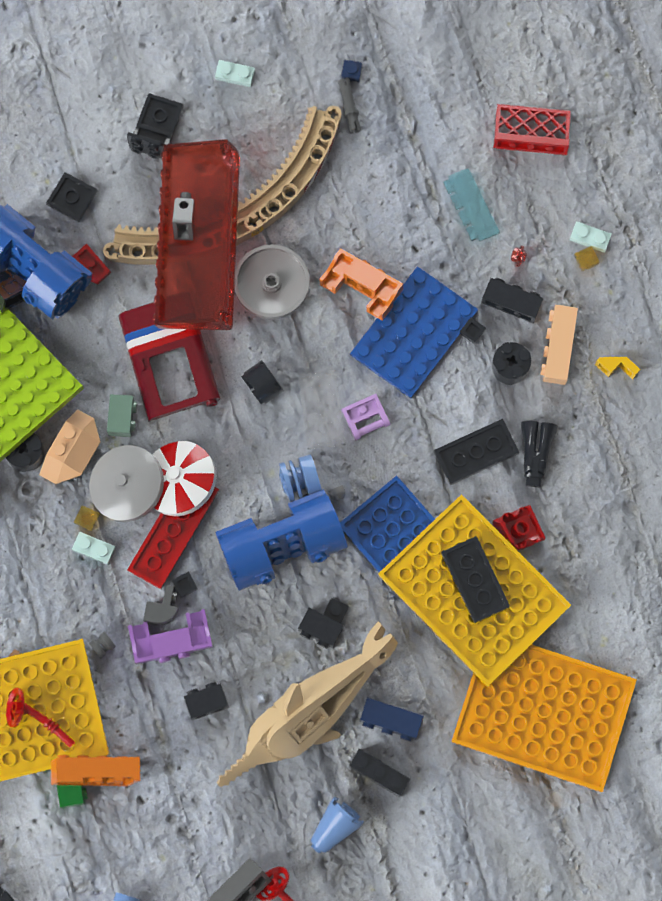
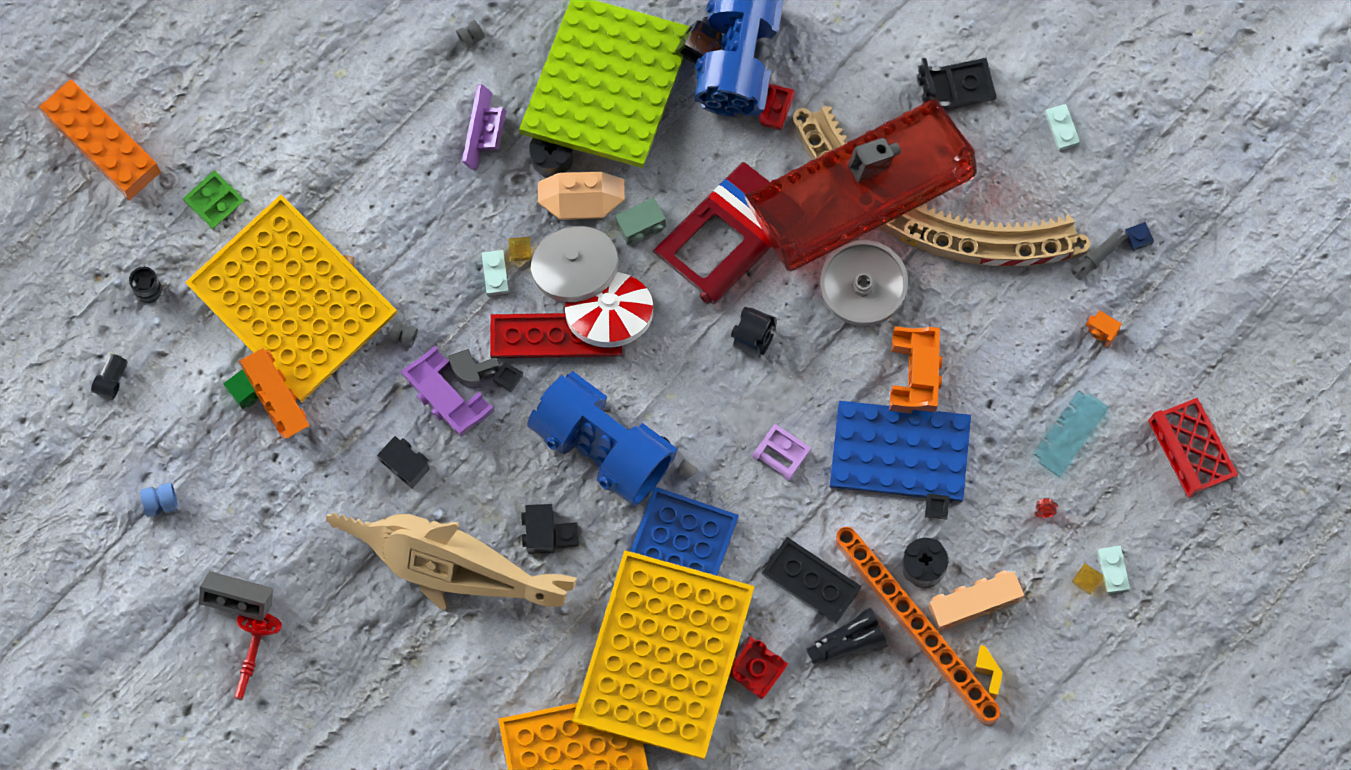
camera: 65 degrees right, 5 degrees down
(20, 708) = (295, 290): red dish -> none
(71, 197) = (834, 50): black plate -> none
(299, 478) = (675, 419): medium blue wheel -> none
(335, 826) = (351, 652): medium blue cone -> none
(379, 773) = (426, 665): black brick -> none
(391, 719) = (486, 648): dark blue brick -> none
(407, 135) = (1103, 327): none -> orange brick
(475, 579) = (672, 646): black plate -> none
(512, 300) = (994, 527): black brick -> none
(561, 390) = (919, 636): none -> orange beam

